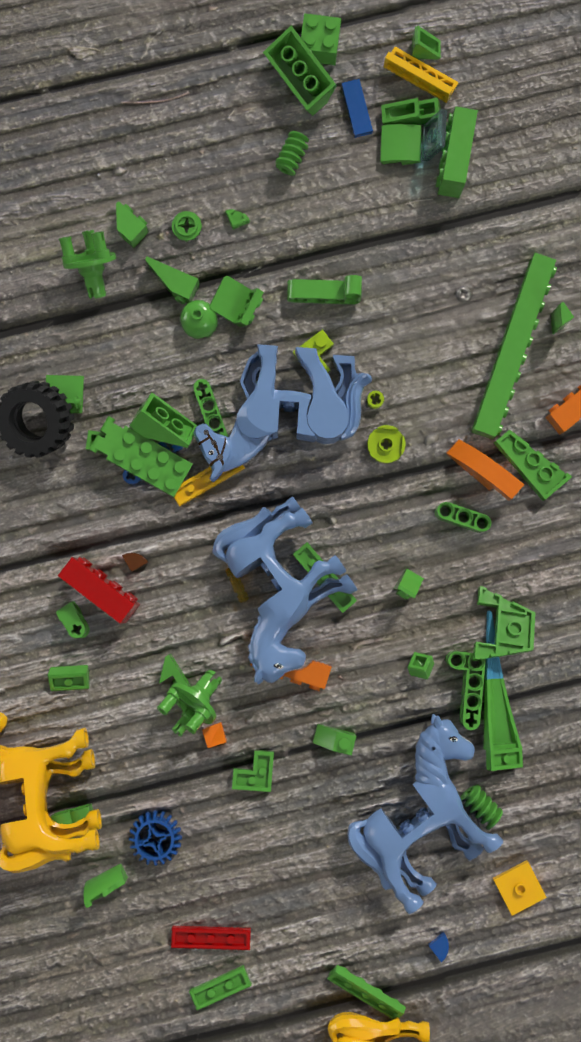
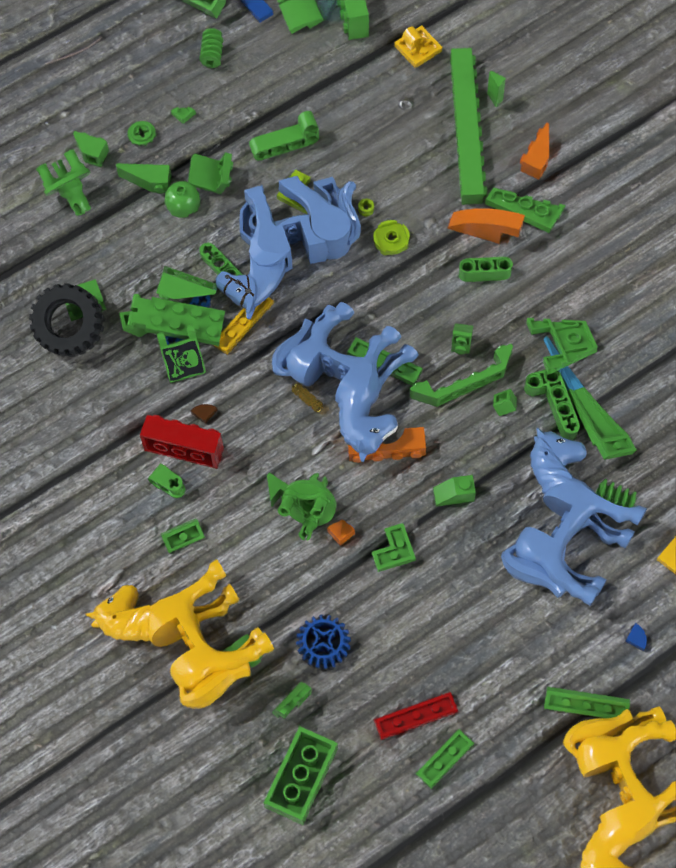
camera: 20 degrees left, 20 degrees down
(85, 958) = (301, 775): none -> bright green brick
(133, 499) = (182, 357): none -> flag
(438, 620) = (423, 392): none -> bright green slope
(503, 232) = (417, 46): none -> yellow plate

